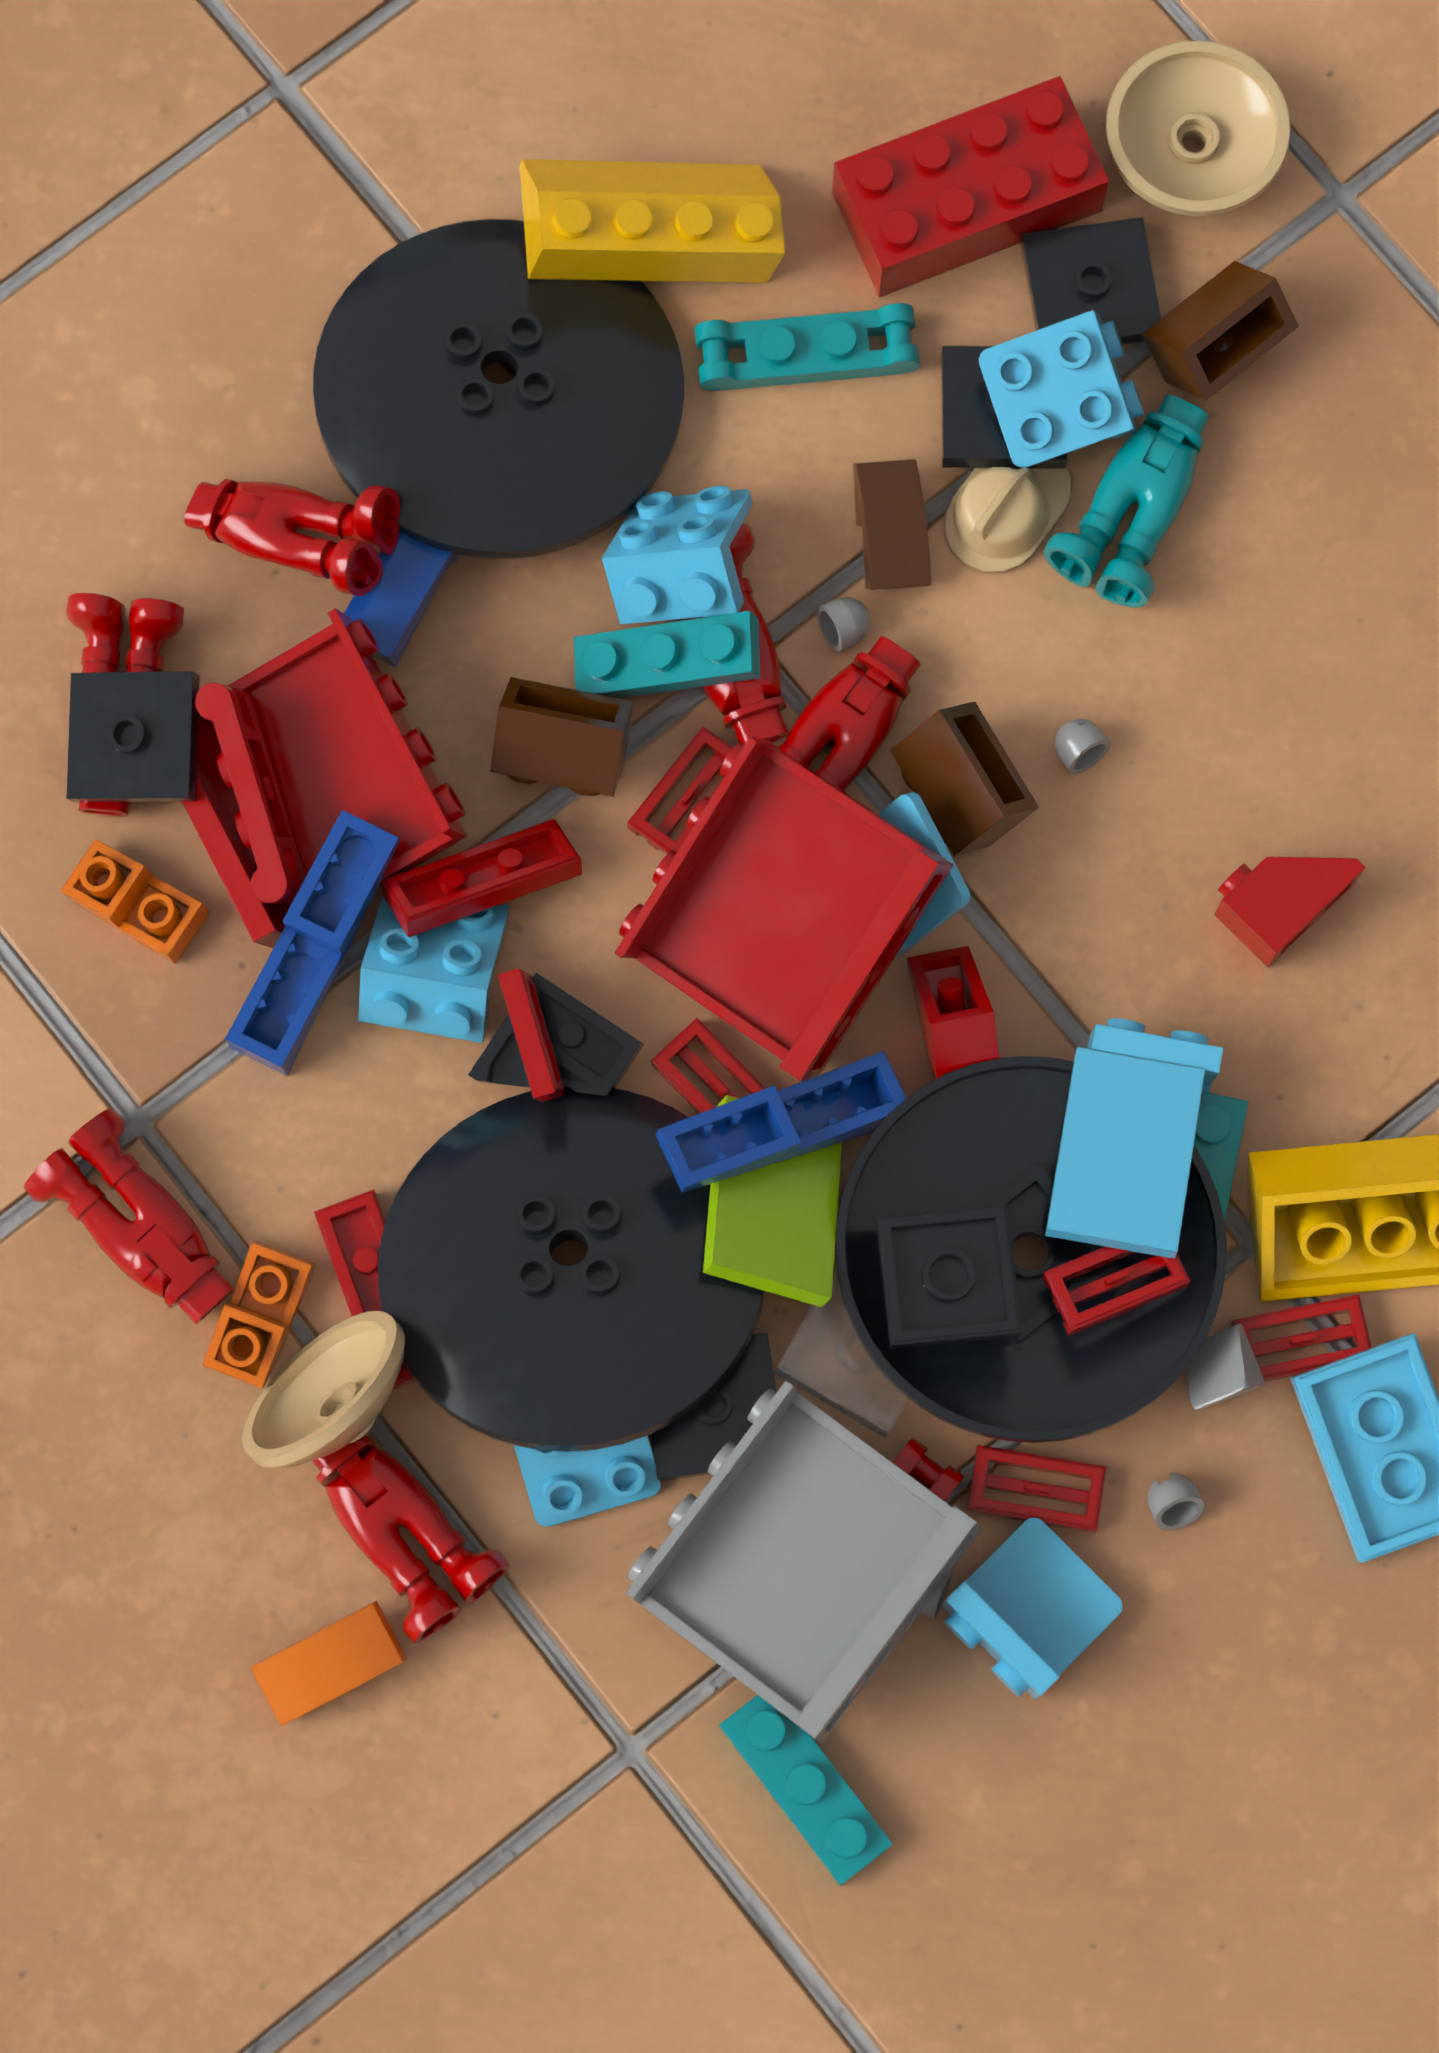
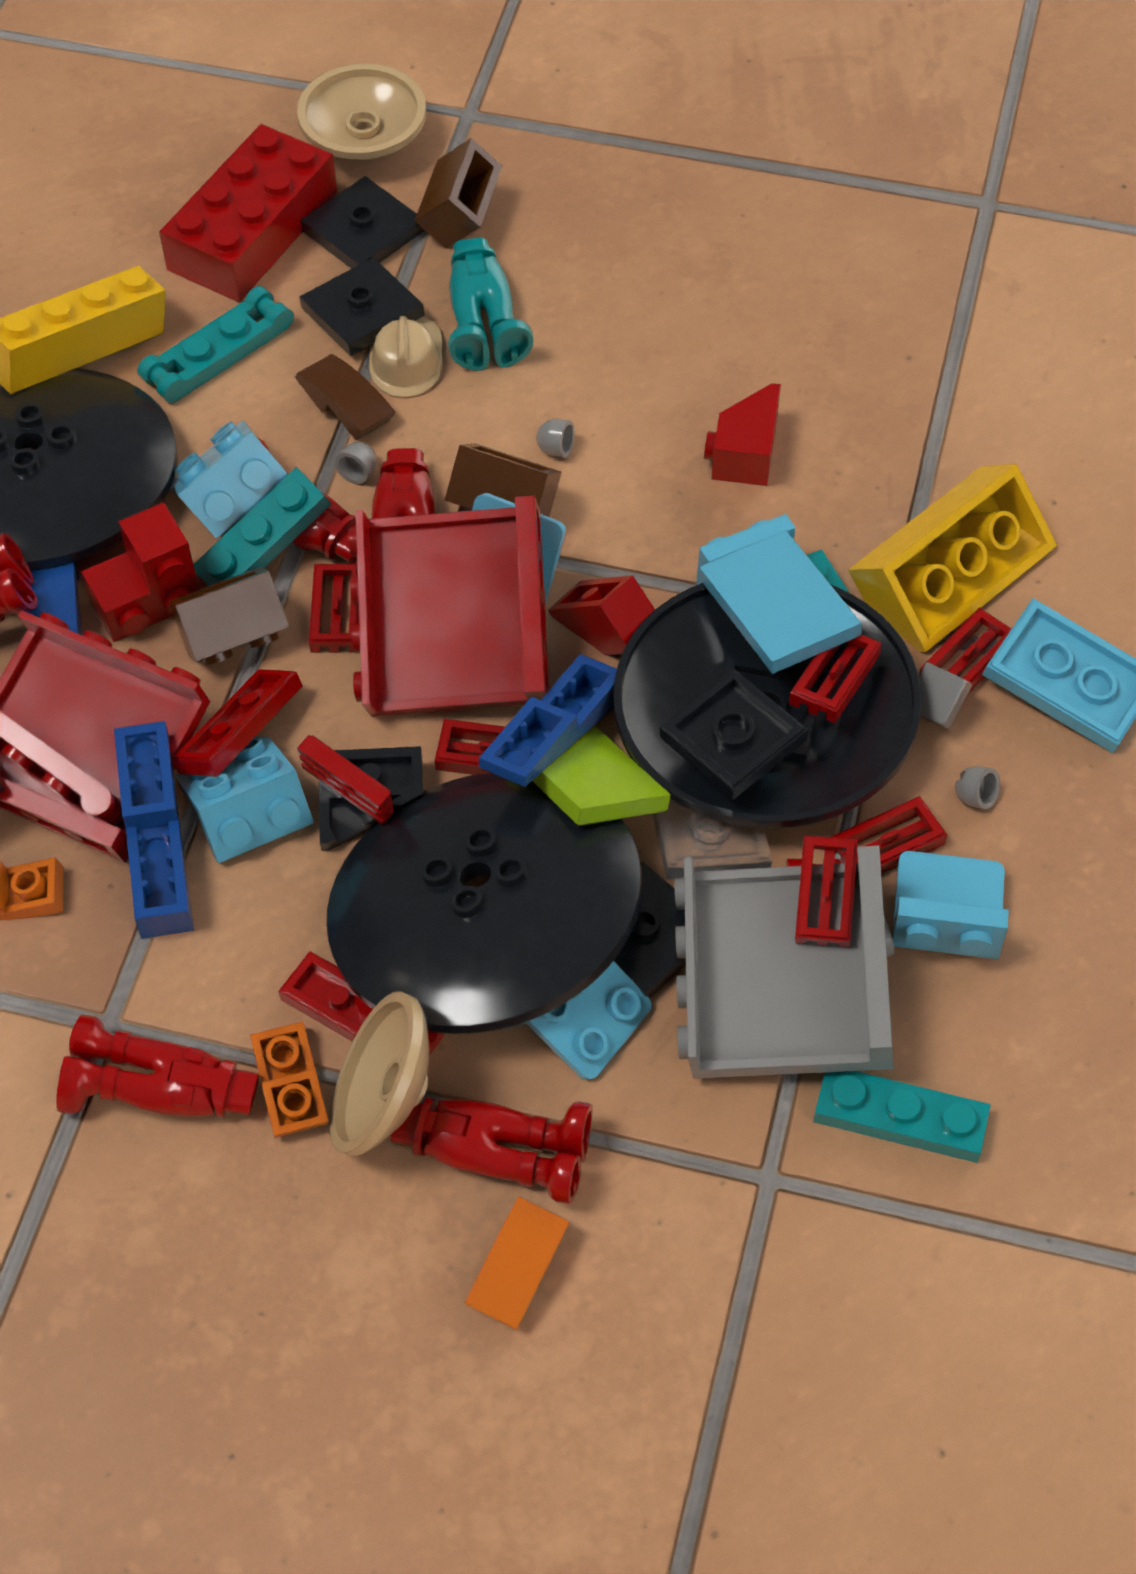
camera: 35 degrees left, 20 degrees down
(506, 627) = (137, 585): none -> red brick
(938, 1479) = (823, 934): none -> red tile
(1060, 389) = (390, 265): medium azure bracket -> none

